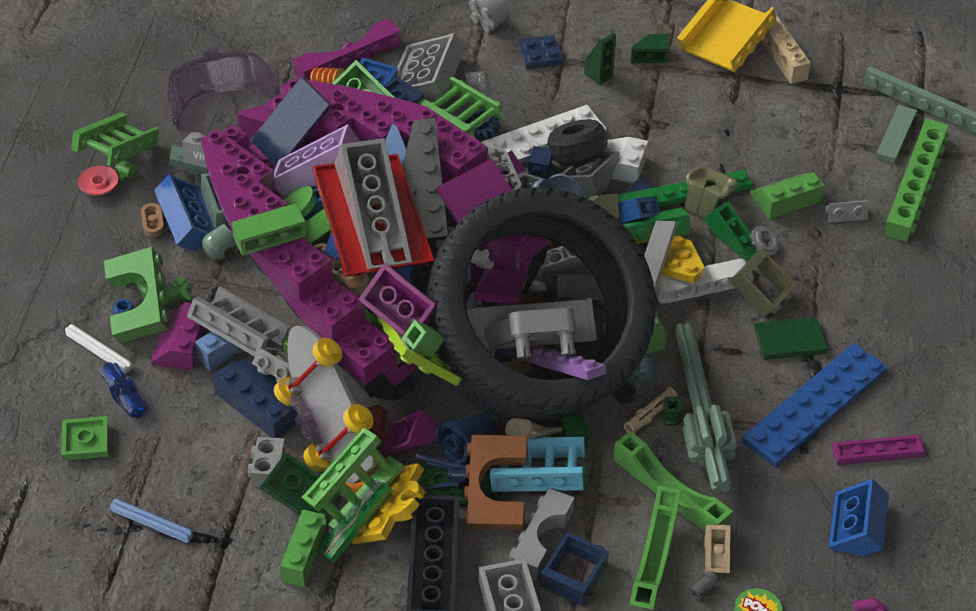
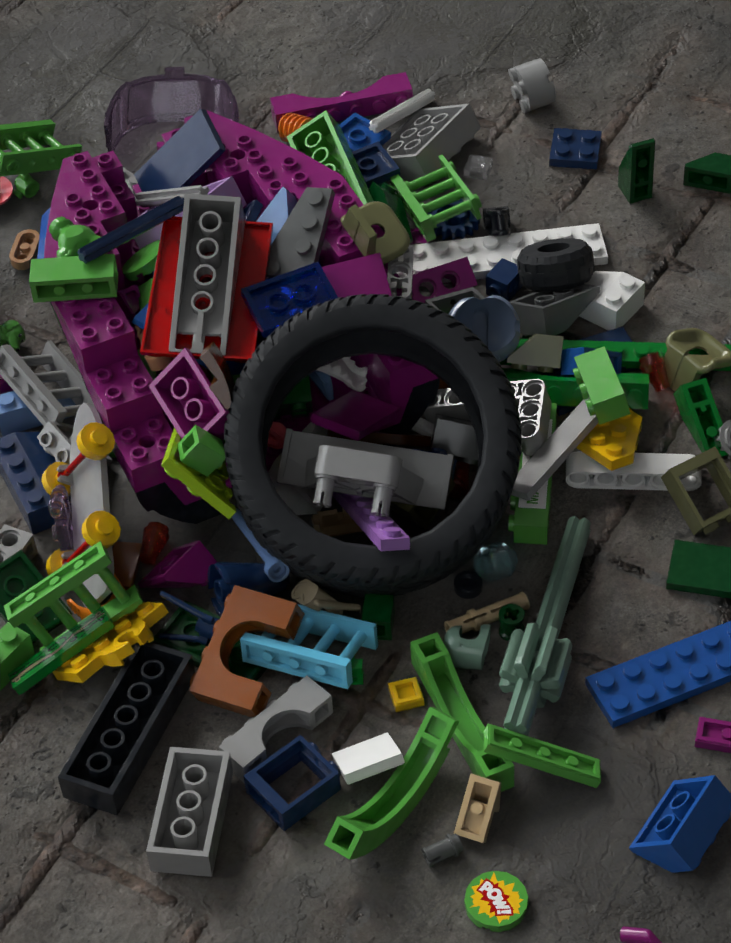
camera: 25 degrees right, 0 degrees up
(253, 199) = (70, 236): none -> bright green animal
(299, 182) = (131, 230): none -> dark blue axle
(304, 150) = (158, 197): none -> light grey axle
(398, 49) = (402, 111): none -> white axle
(419, 277) = (222, 383): none -> reddish brown slope
(442, 208) = (286, 295): none -> clear blue plate
(478, 142) = (358, 226): none -> olive piece
(488, 415) = (273, 567): none -> medium blue piece
(514, 118) = (497, 220): none -> black piece
(620, 483) = (406, 694): none -> yellow tile
(622, 535) = (368, 758): none -> white tile
(657, 439) = (467, 652): none -> sand green helmet
(663, 223) = (600, 386): none -> bright green brick
(682, 200) = (654, 366): none -> clear red cone
(745, 498) = (542, 755): none -> bright green tile

